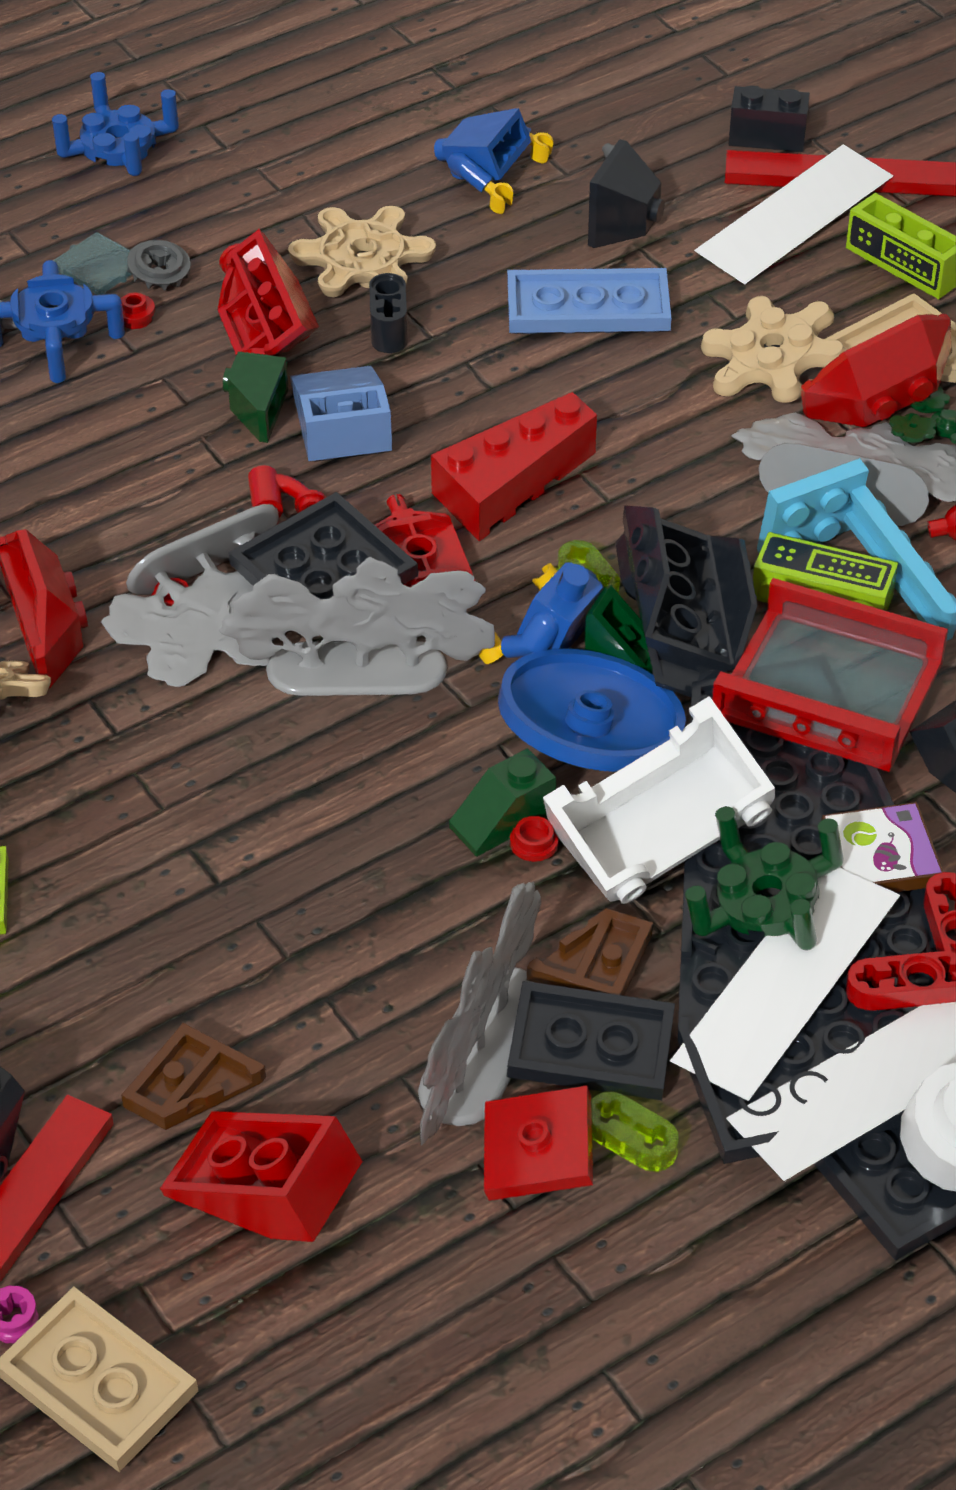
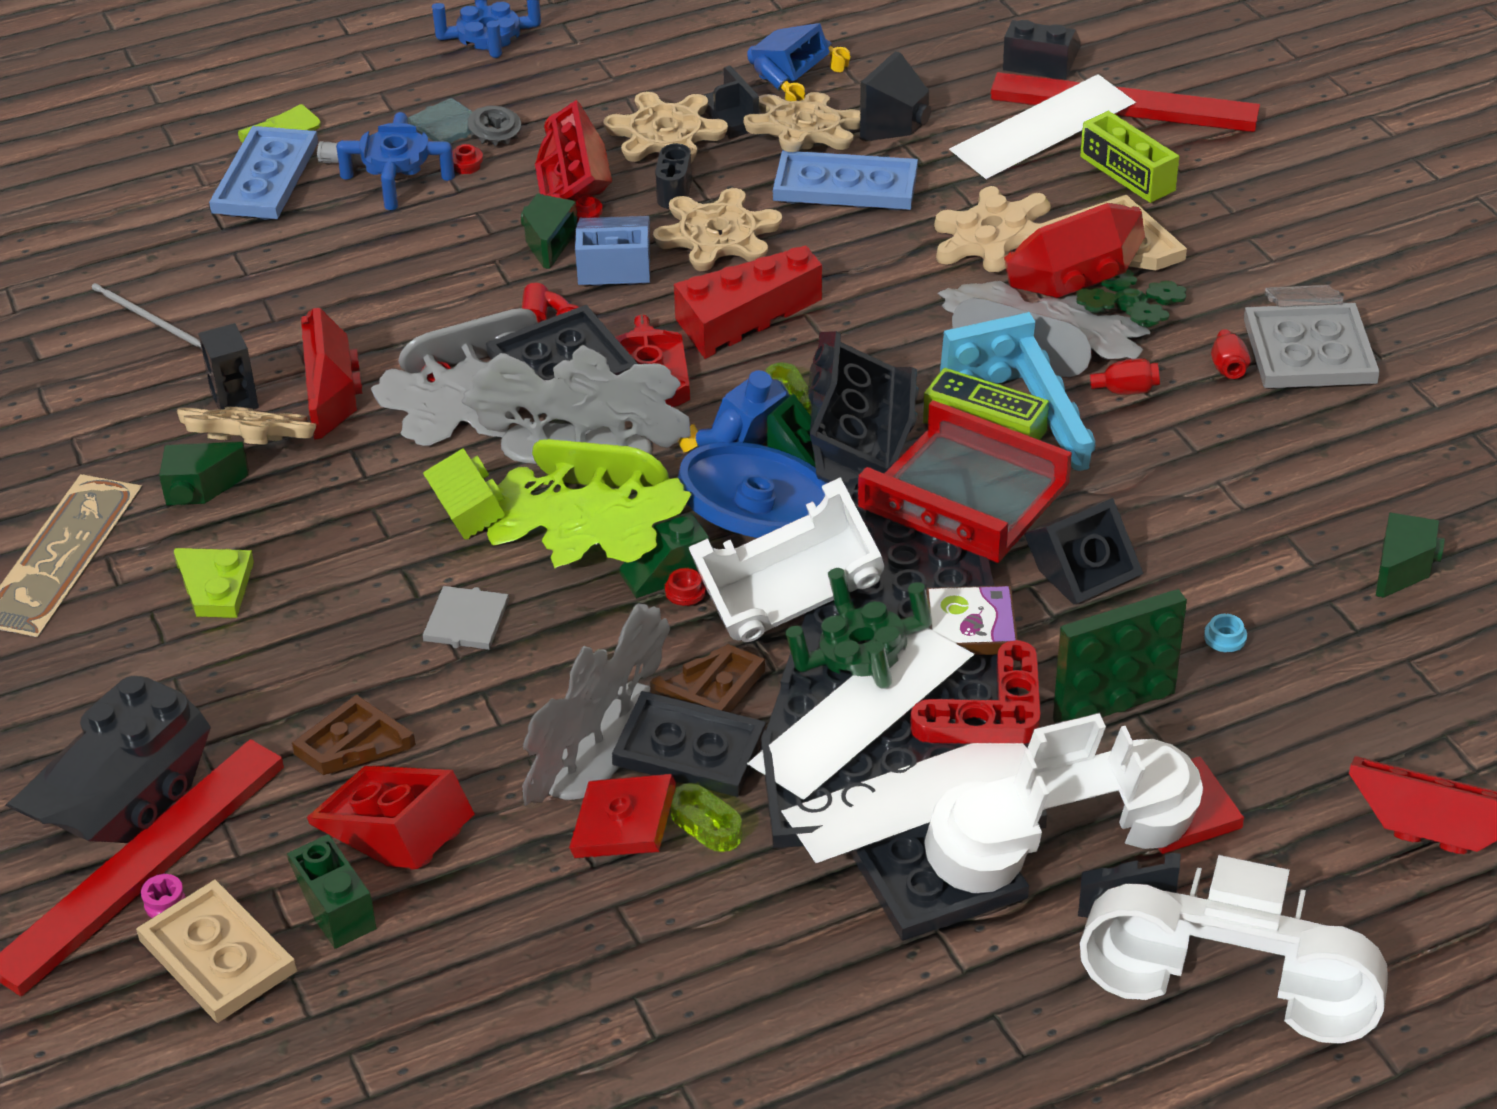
camera: 10 degrees right, 5 degrees down
(221, 1284) = (333, 891): none -> dark green slope
(247, 746) = (465, 493): none -> lime brick
(283, 904) = (466, 617): none -> light grey piece
(298, 361) = (588, 207): none -> red plate
(399, 761) = (594, 512): none -> lime plant
(436, 214) = (732, 102): none -> black panel
(460, 357) = (700, 225): none -> tan plate
(523, 231) = (803, 122): none -> tan plate

